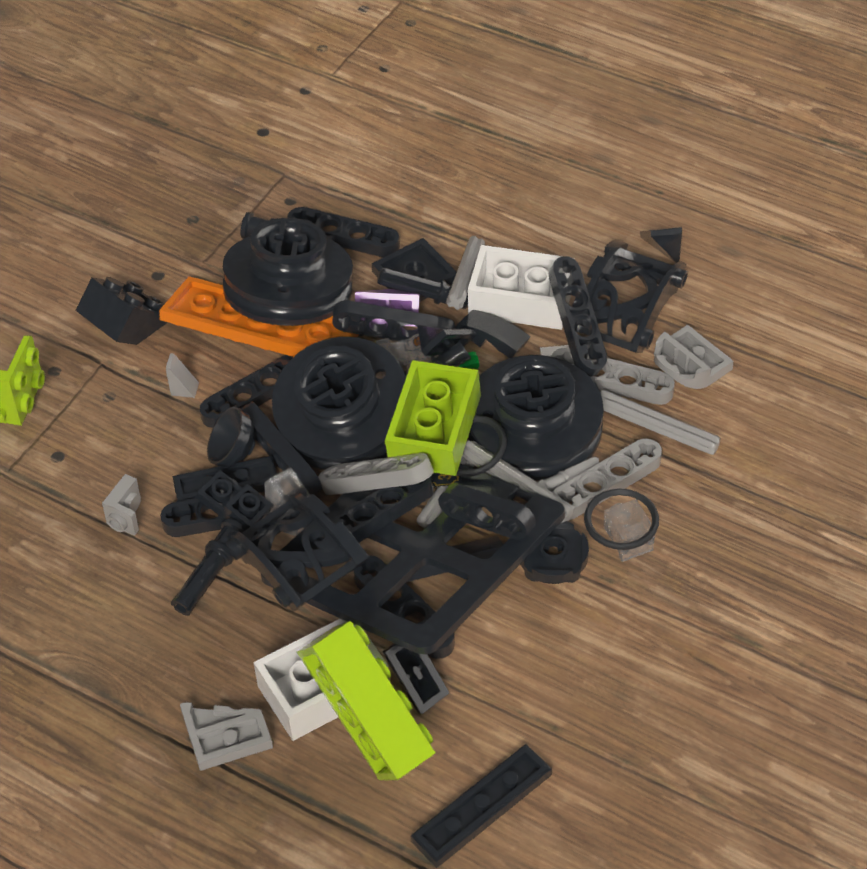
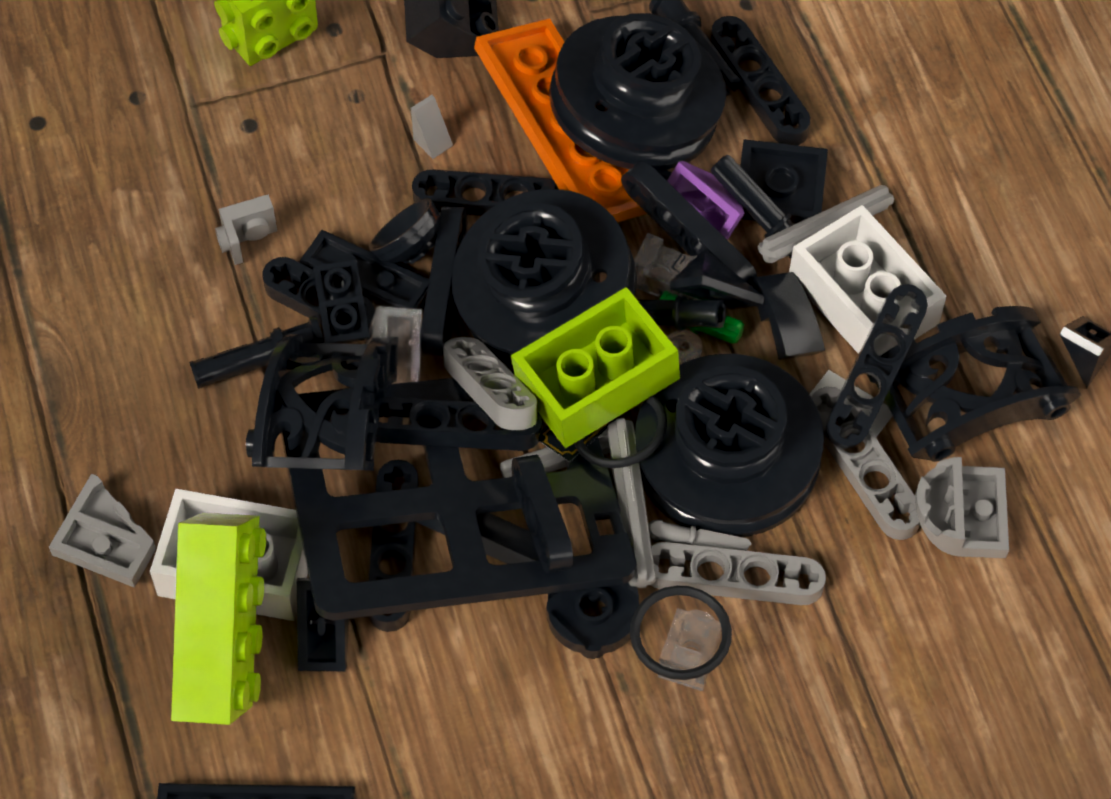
camera: 40 degrees right, 10 degrees up
(660, 423) = (857, 555): light grey axle -> none

